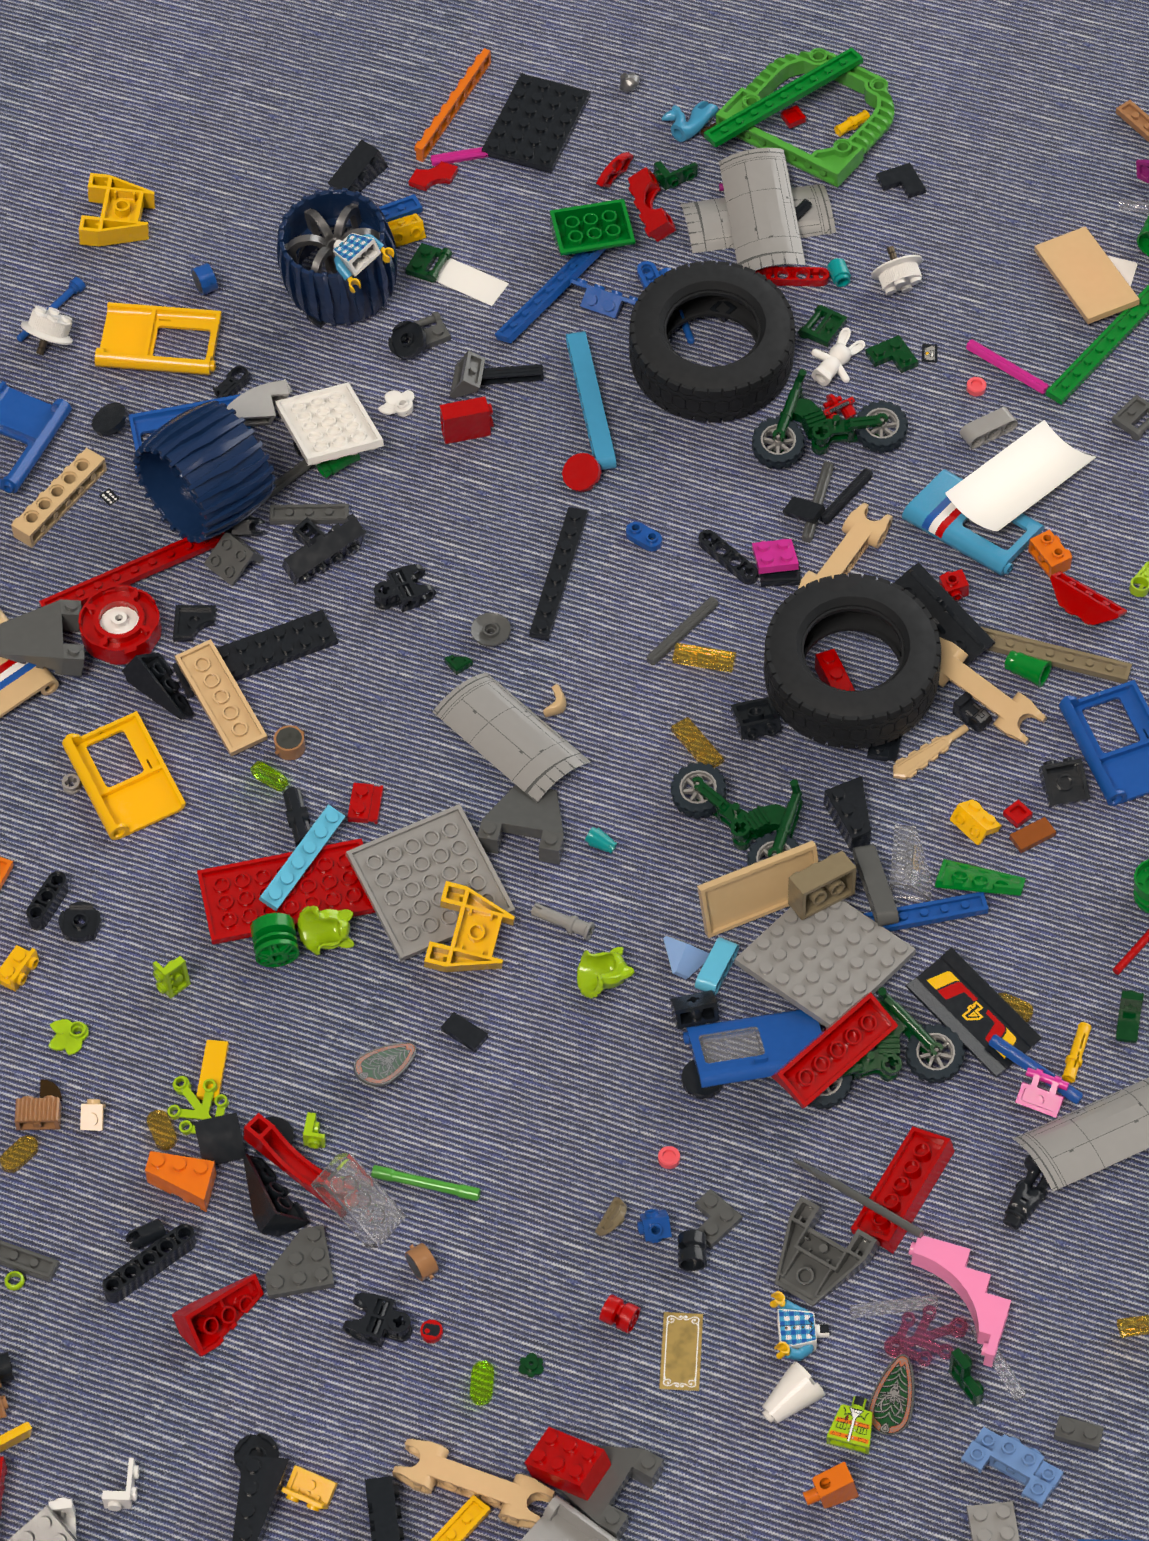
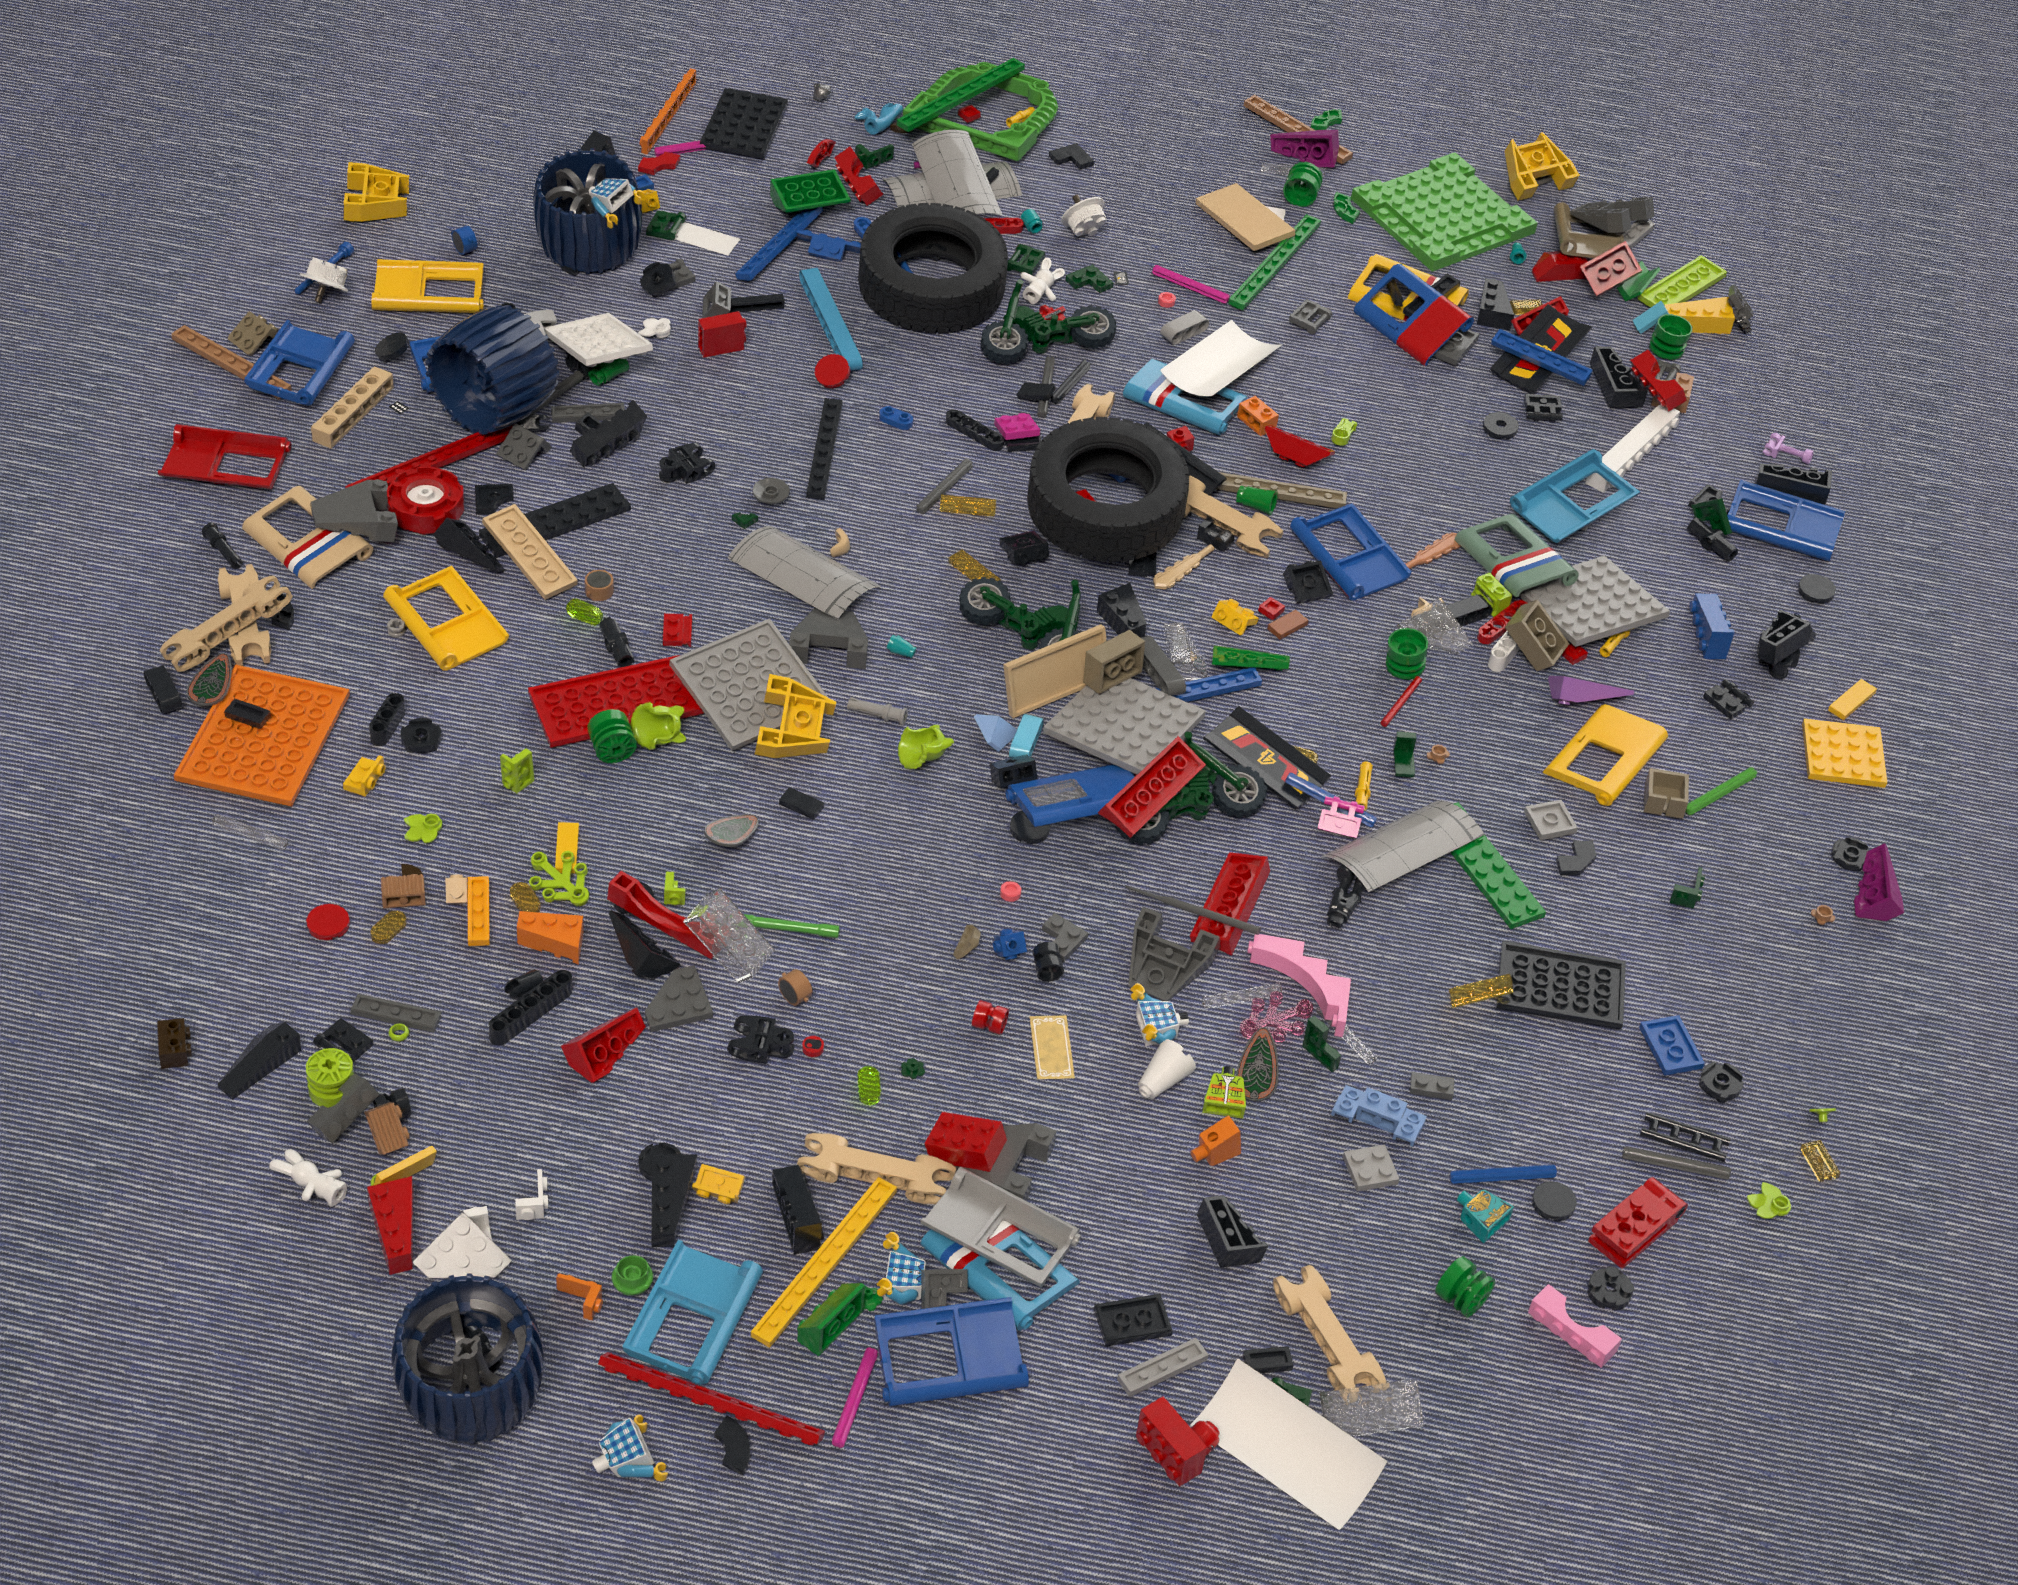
camera: 15 degrees left, 10 degrees down
(111, 1142) = (478, 911): none -> light orange plate
(220, 1139) = (585, 898): black slope -> none
(302, 858) = (627, 670): medium azure plate -> none

